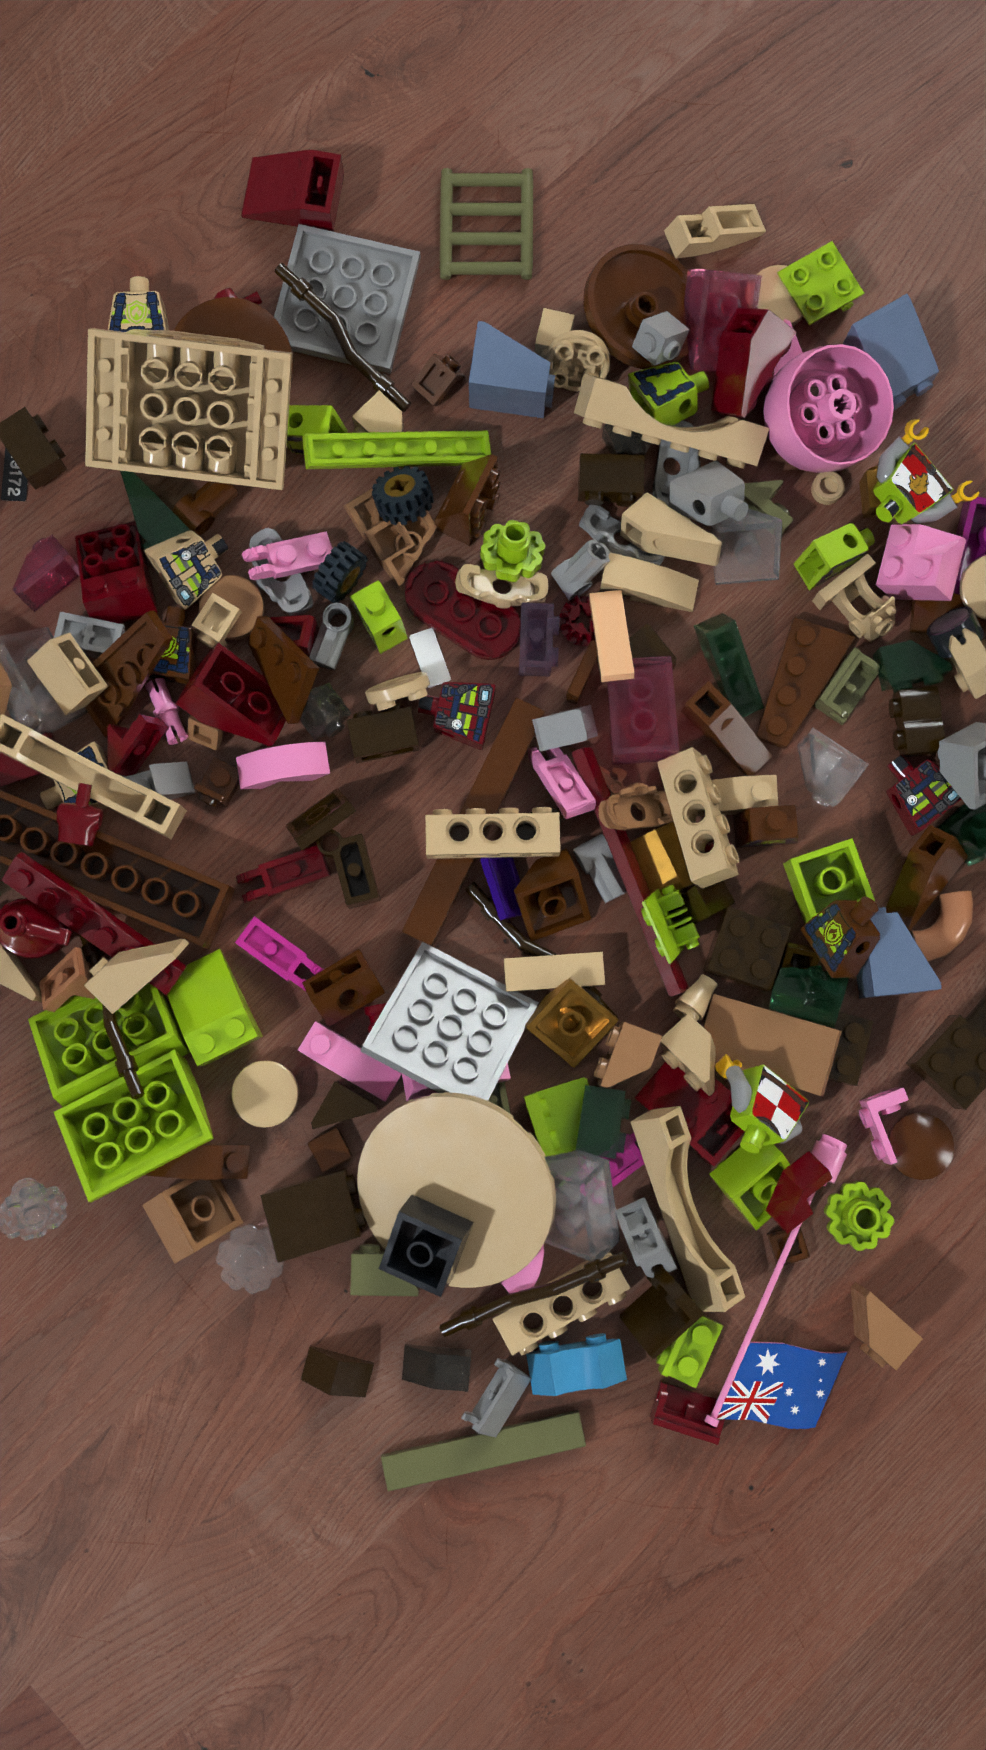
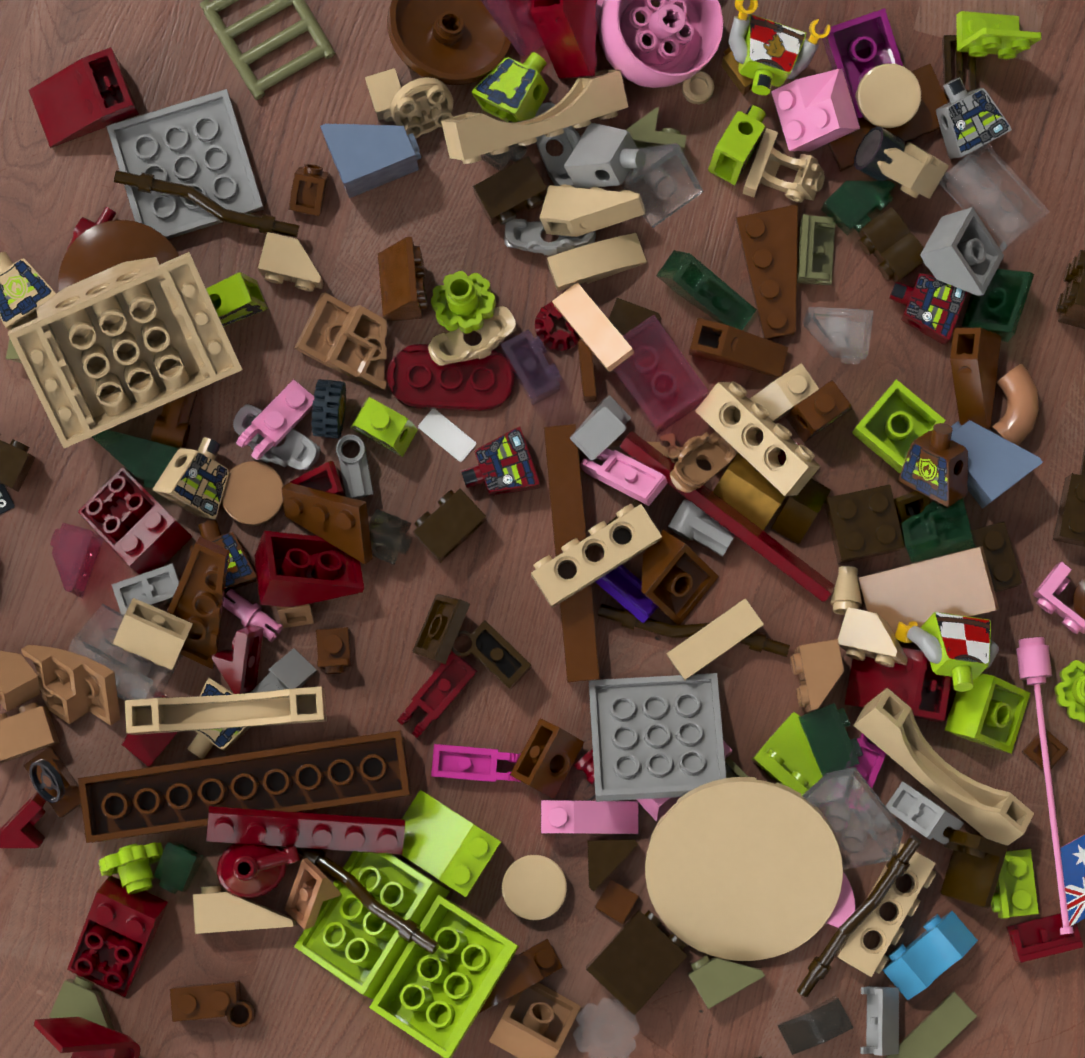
camera: 25 degrees left, 0 degrees up
(78, 820) = (242, 751): dark red piece -> none
(130, 971) = (364, 850): tan slope -> none
(215, 621) = (249, 513): tan bracket -> none
(282, 763) = (380, 601): bright pink brick -> none
(394, 449) = (315, 275): lime tile -> none
(402, 495) = (343, 311): black wheel -> none
(409, 686) = (439, 478): tan tile -> none
(425, 1245) = (747, 928): black brick -> none
(570, 1022) = (754, 672): pearl gold slope -> none
(576, 573) = (531, 286): light grey piece -> none
(660, 338) = (482, 47): light grey brick -> none
(669, 939) = (771, 539): lime hinge -> none
(797, 1182) = (1020, 692): dark red slope -> none

